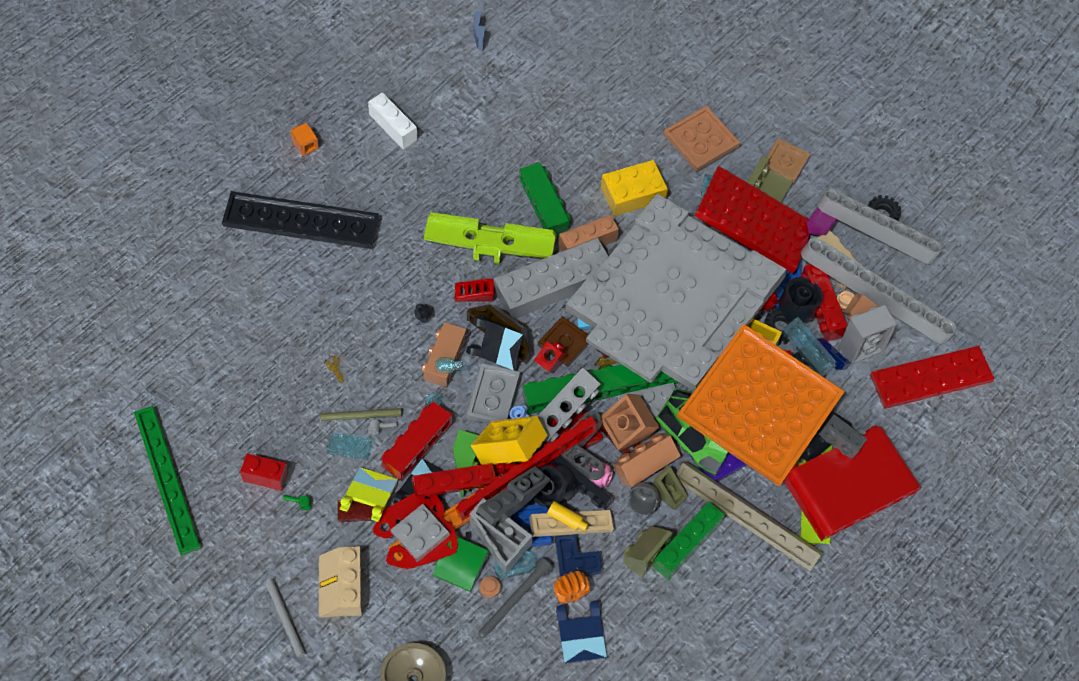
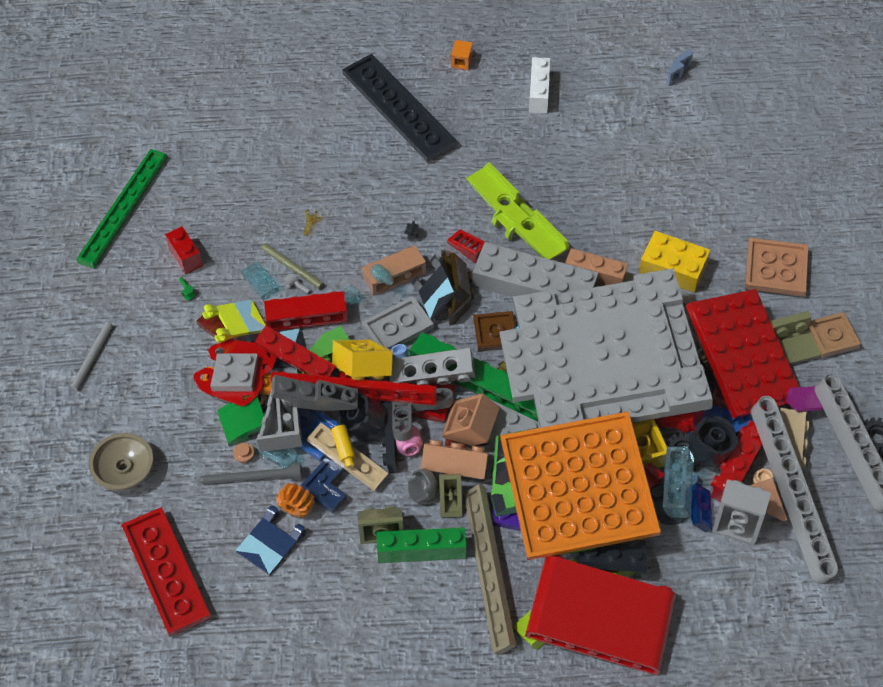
camera: 50 degrees right, 5 degrees down
(340, 582) = (152, 364): tan slope -> none
(543, 360) = (467, 330): red brick -> none
(544, 198) = (593, 218): green brick -> none
(842, 436) = (625, 568): dark grey bracket -> none
(931, 377) = (775, 599): red plate -> none

